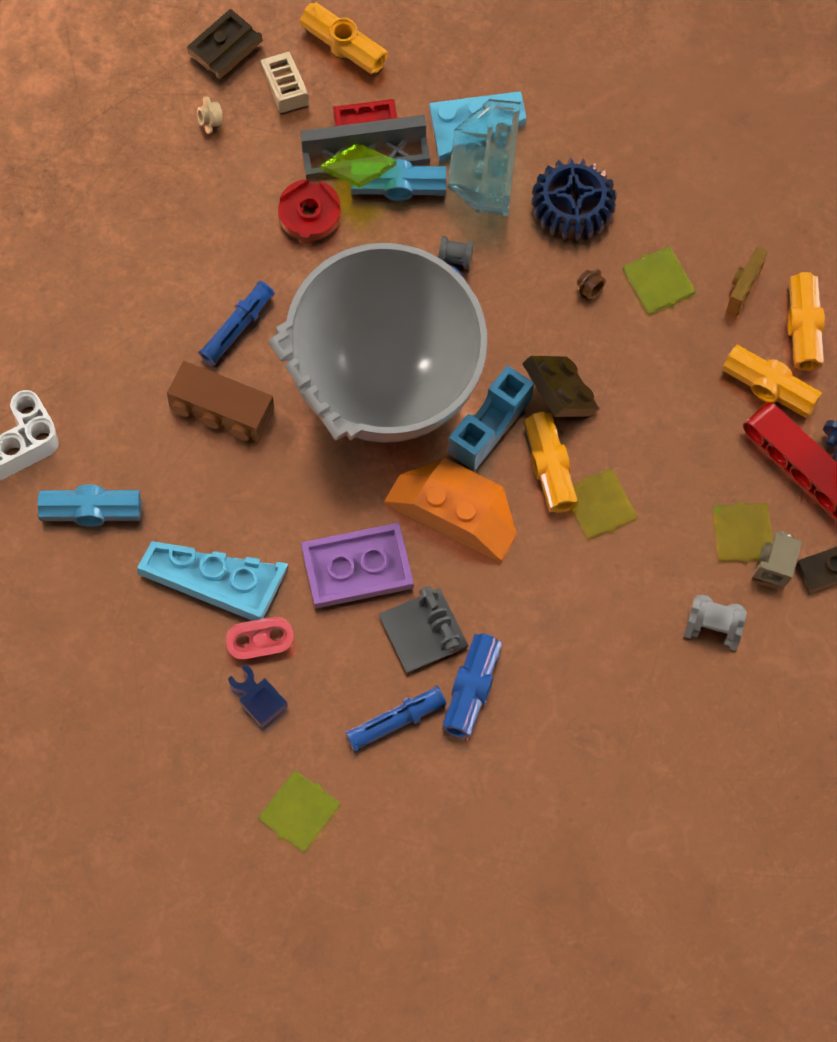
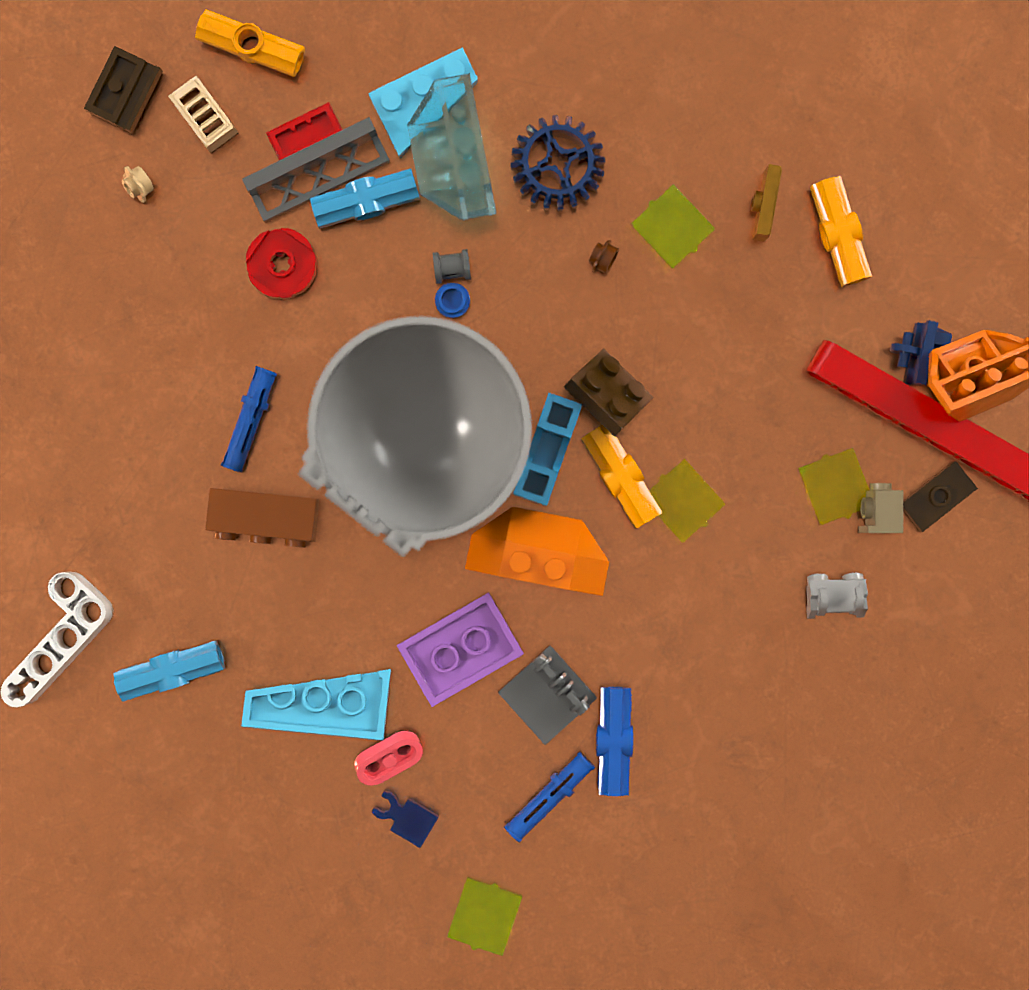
camera: 15 degrees left, 20 degrees up
(358, 165) = (317, 200): clear neon green piece -> none
(771, 381) = (823, 312): light orange piece -> none

